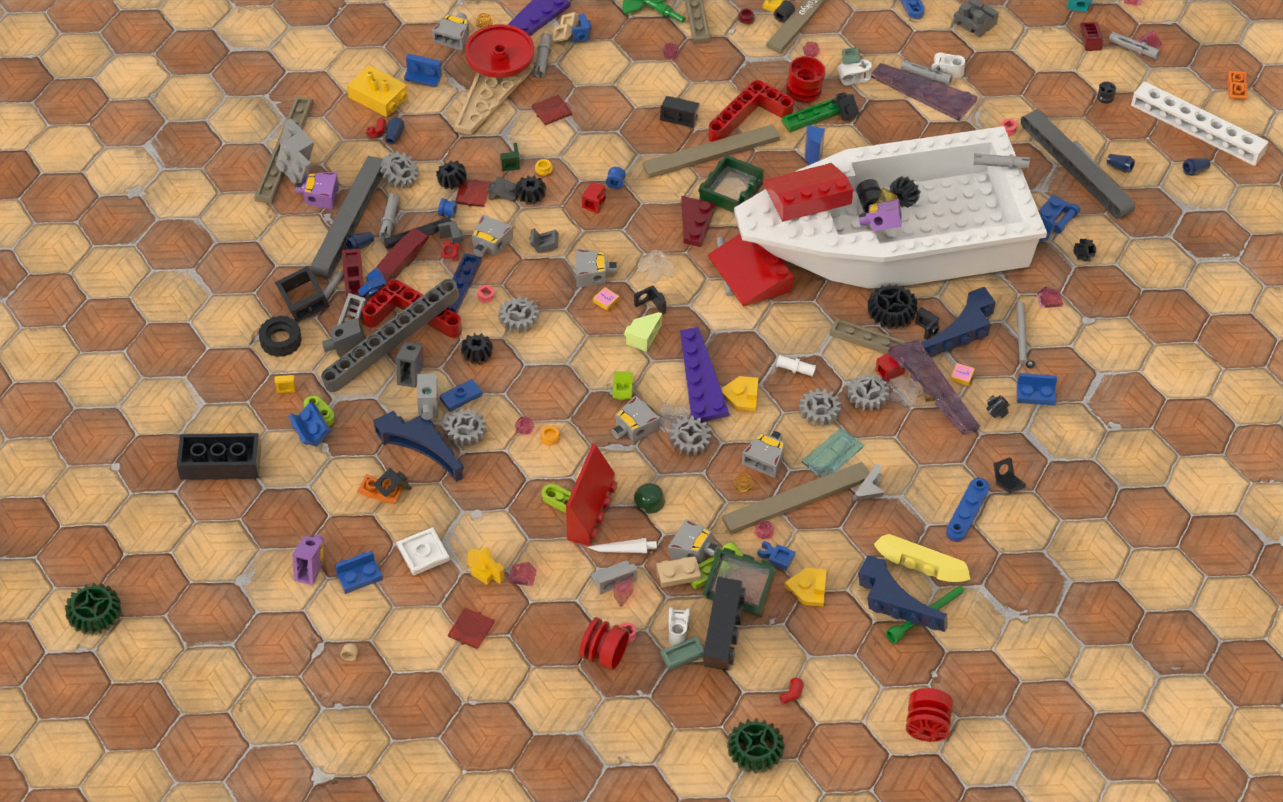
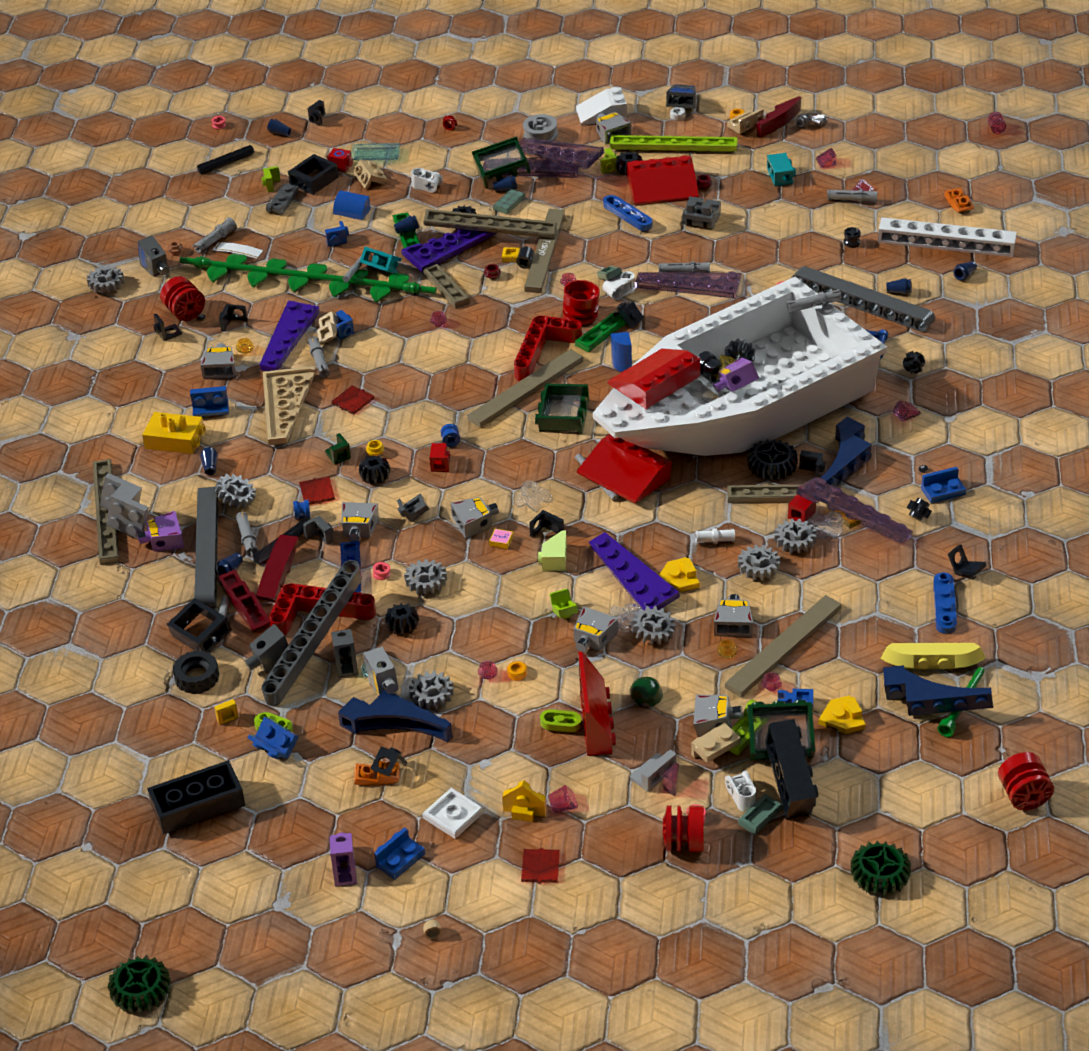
camera: 20 degrees left, 10 degrees down
(348, 304) = (258, 612): light grey slope -> none
(375, 283) = (268, 592): blue bracket -> none
(378, 130) = (191, 466): red arm -> none
(447, 254) = (329, 548): red plate -> none
(451, 175) = (289, 480): black gear -> none
(460, 395) = (410, 664): blue plate -> none
(499, 51) = (279, 361): red dish -> none
(502, 188) = (345, 476): dark grey bracket -> none
(630, 546) = (658, 737): white bar -> none
(679, 111) = (477, 364): black hinge -> none
(696, 219) = (546, 446): dark red wing -> none
(794, 692) = (886, 807): red arm -> none
(832, 453) = (792, 598): clear light blue piece -> none
(868, 489) = (846, 613): light grey slope -> none
(950, 64) = (701, 254): white piece -> none
(962, 374) = (869, 495): tile -> none
(1021, 333) = (900, 446): light grey bar -> none
(1091, 36) = (810, 199): dark red slope -> none

